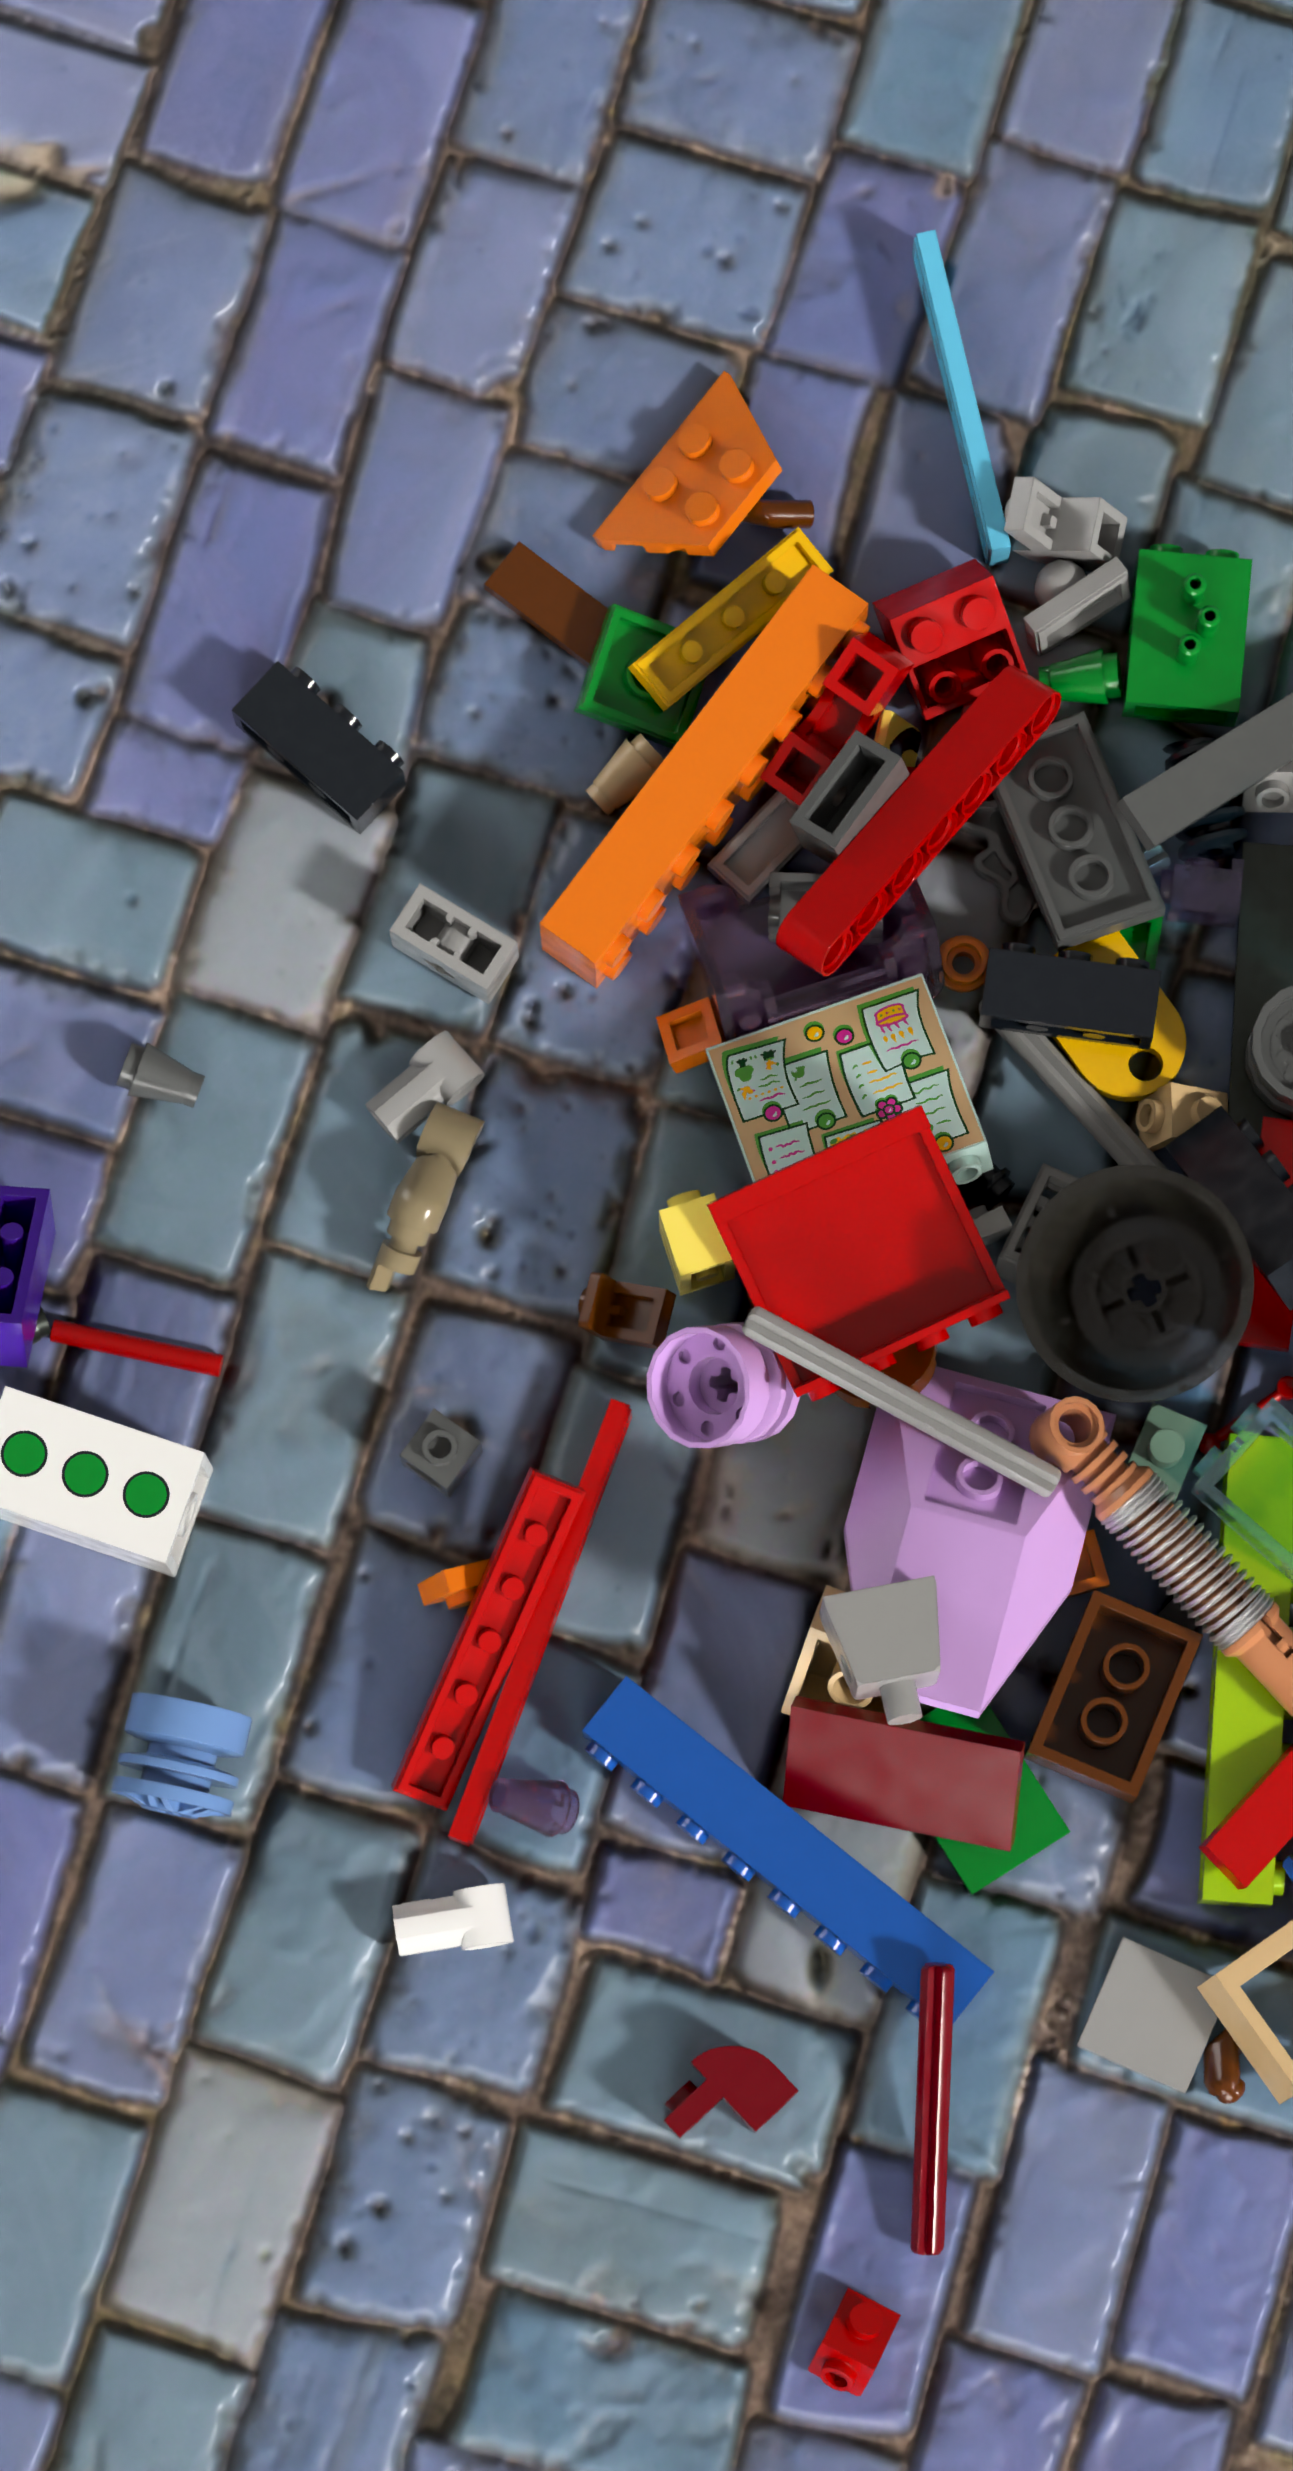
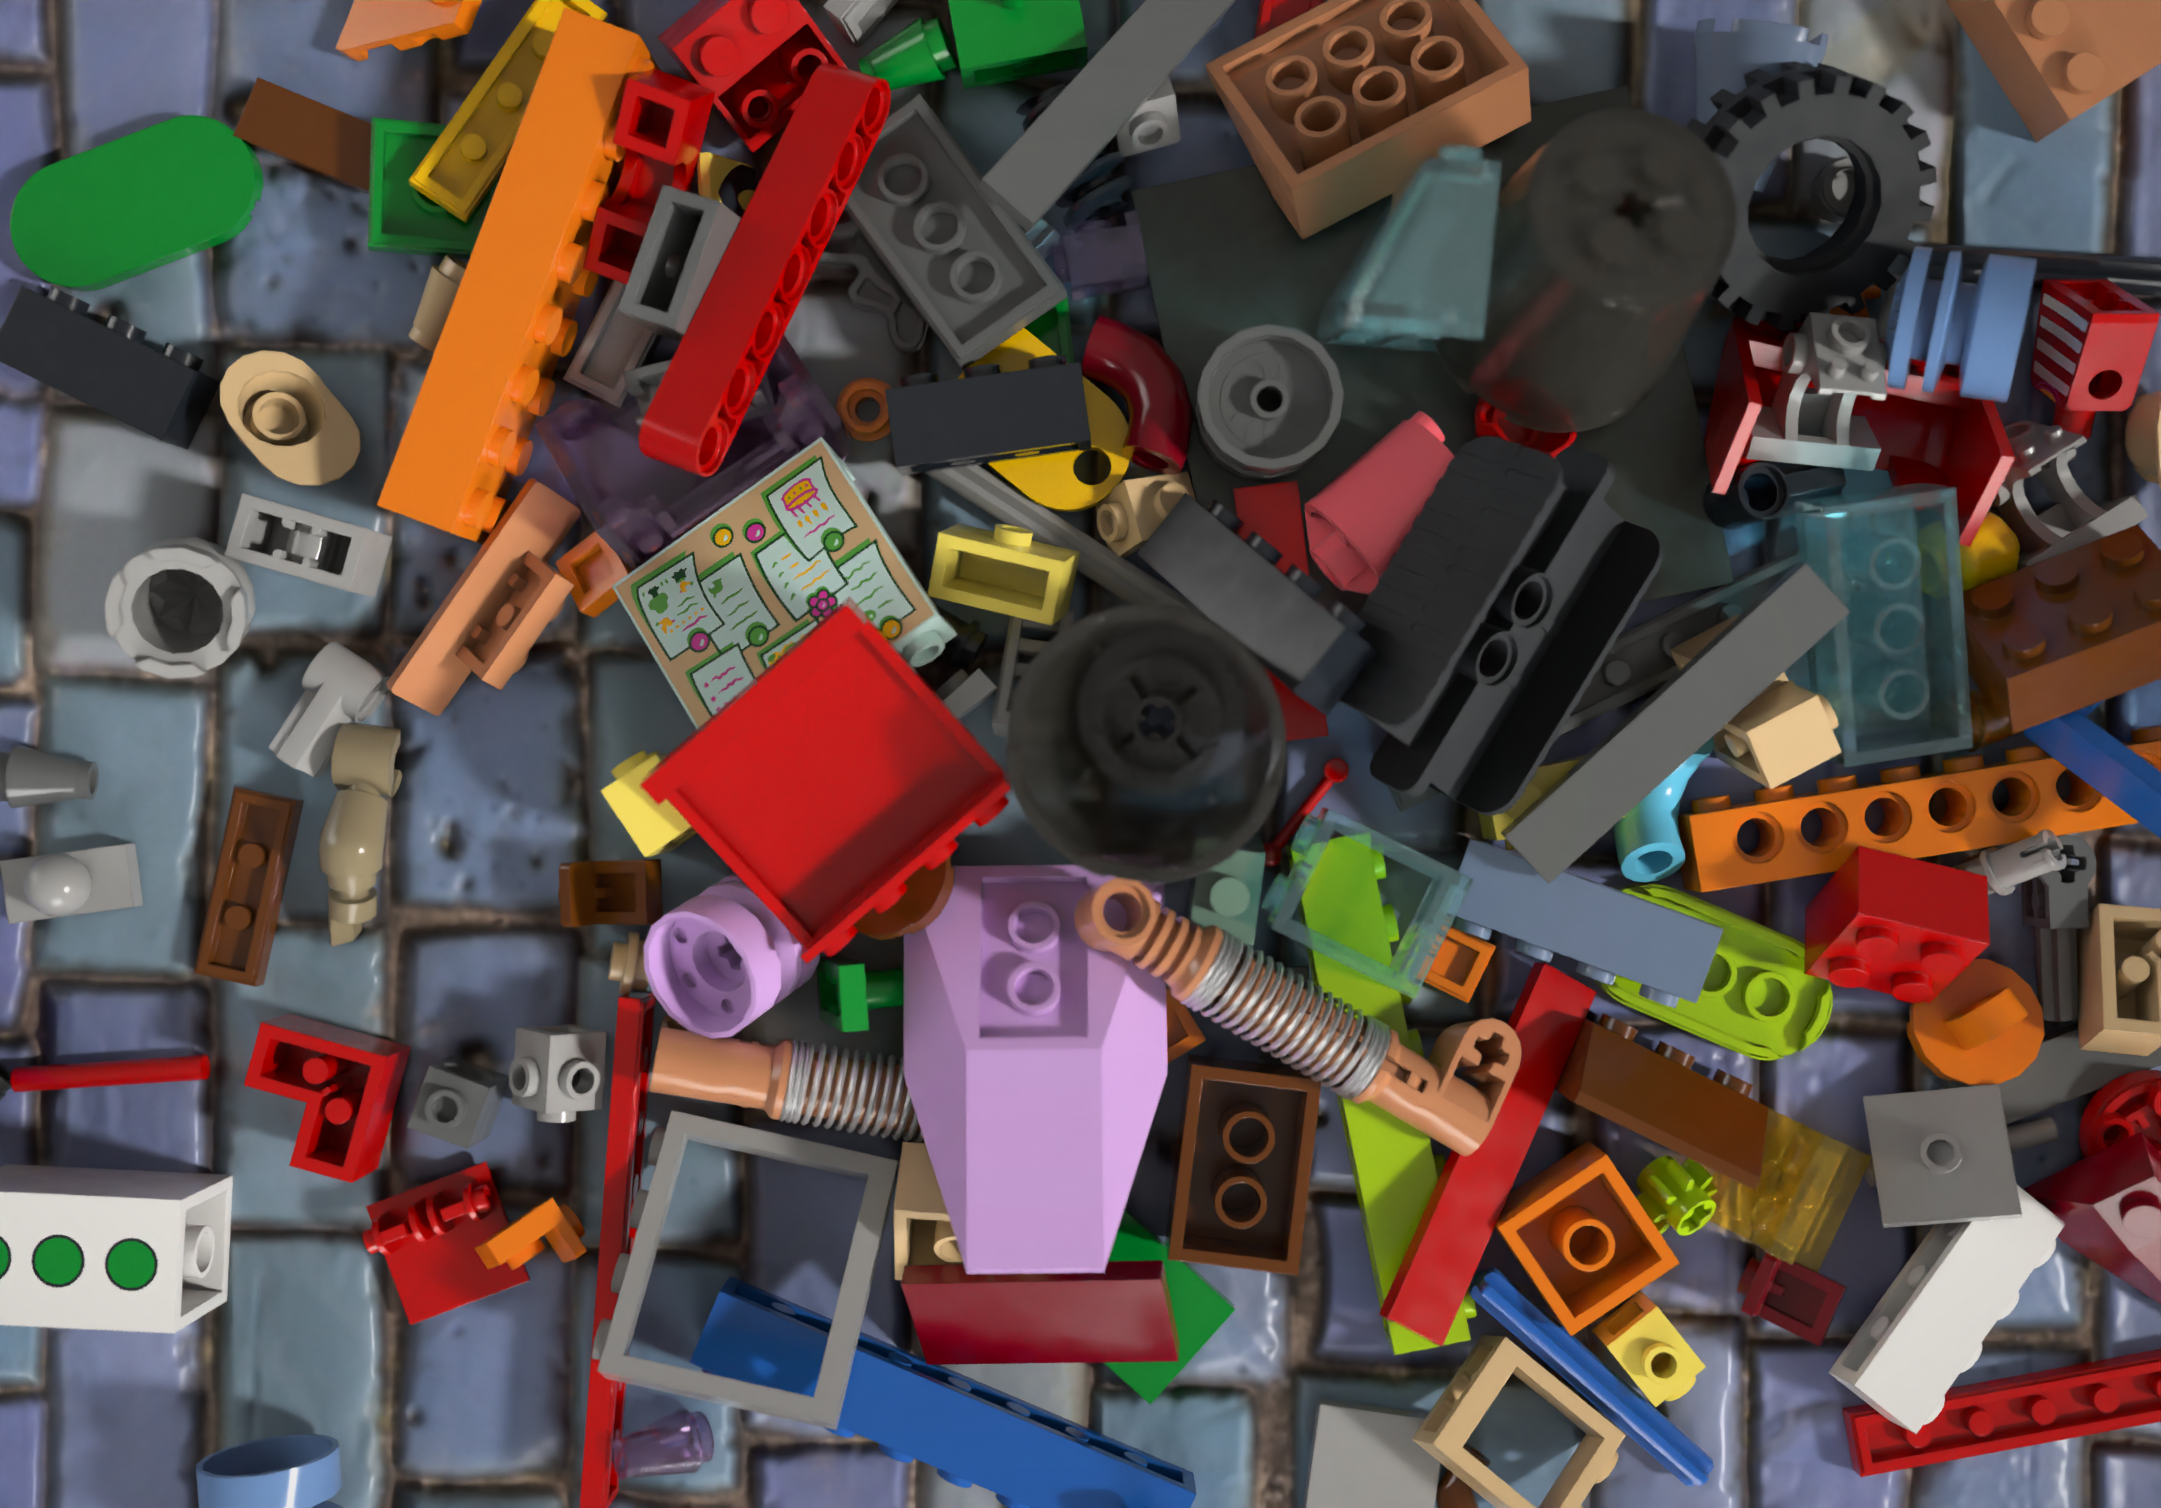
camera: 15 degrees left, 10 degrees up
(152, 1174) = (71, 883): none -> light grey tile
(305, 1220) = (248, 886): none -> reddish brown tile
(343, 962) = (180, 607): none -> light grey tile
(352, 1404) = (346, 1085): none -> red brick
(378, 1576) = (432, 1240): none -> red hinge
(382, 616) = (136, 203): none -> green tile
(468, 833) = (289, 418): none -> tan piece
(488, 1639) = (561, 1290): red tile -> none
(536, 1440) = (558, 1071): none -> light grey brick
(594, 1040) = (494, 606): none -> nougat bracket
(614, 1742) = (649, 1216): none -> light grey window
(624, 1377) = (628, 964): none -> tan plate
(738, 1508) = (787, 1081): none -> nougat piece
(811, 1450) = (850, 991): none -> green tile
(886, 1643) = (979, 1232): light grey torso -> none
(901, 1401) = (919, 938): light grey axle -> none
(1046, 1129) = (1003, 572): none -> light yellow brick
(1214, 1012) = (1152, 391): none -> dark red cylinder

